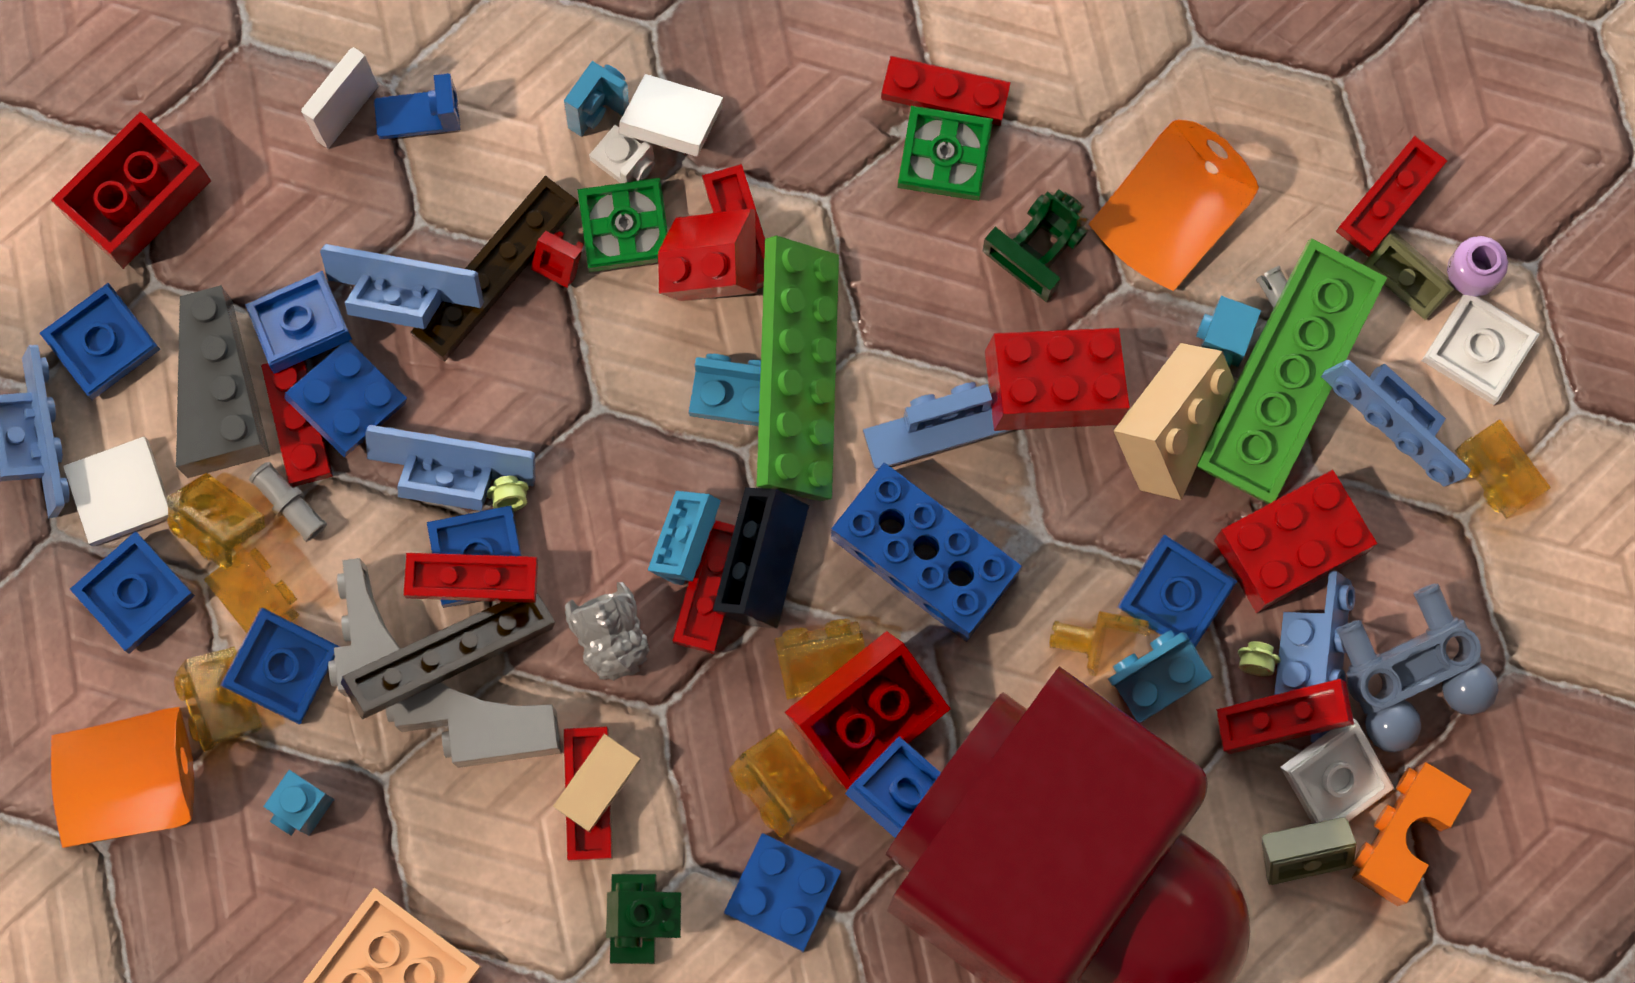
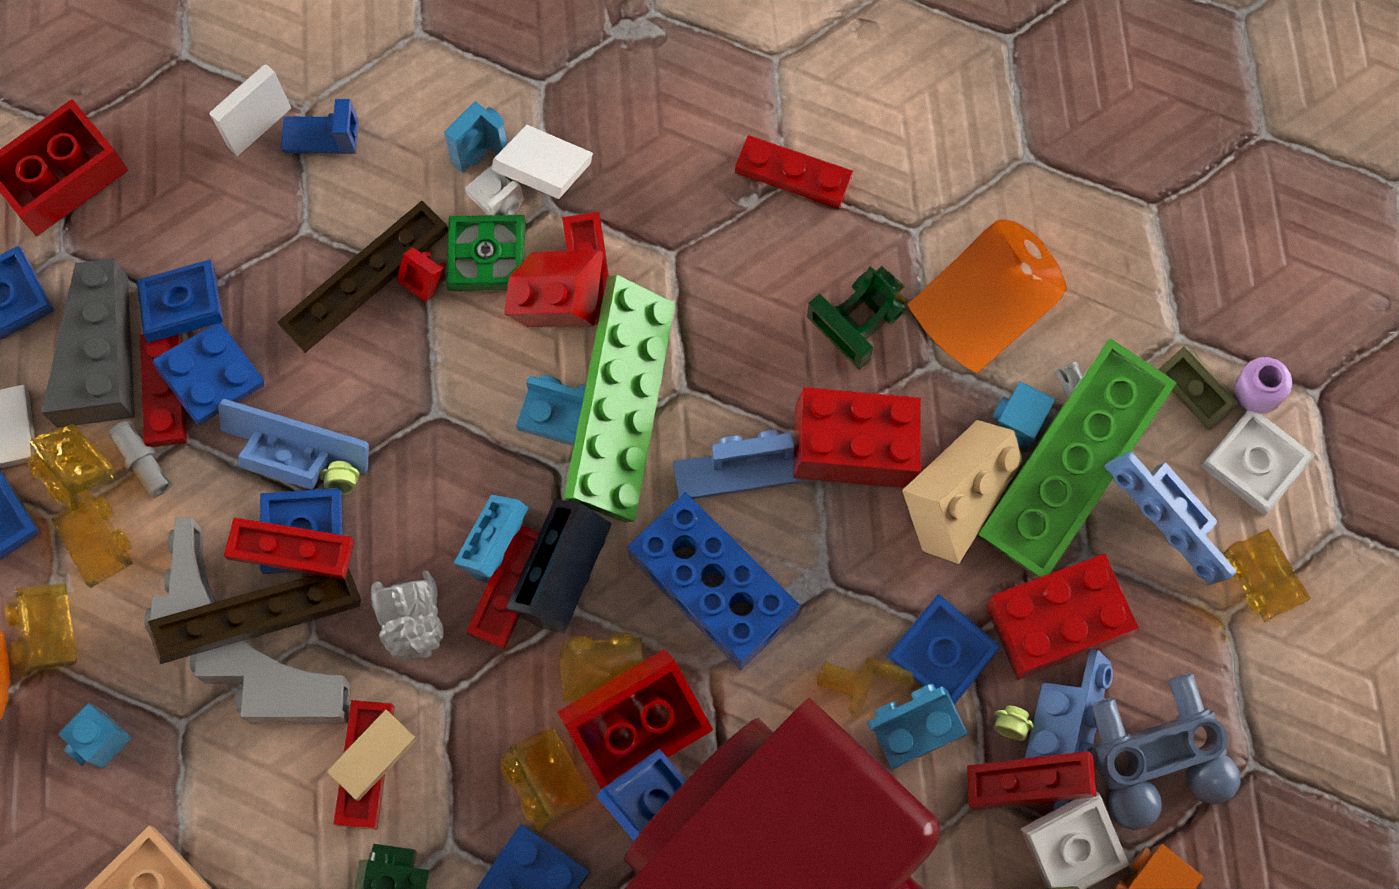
camera: 10 degrees right, 5 degrees down
(279, 666) = (101, 606): blue plate -> none
(398, 287) = (273, 280): medium blue bracket -> none
(945, 153) = (784, 225): green piece -> none
(1391, 196) = (1189, 313): red plate -> none

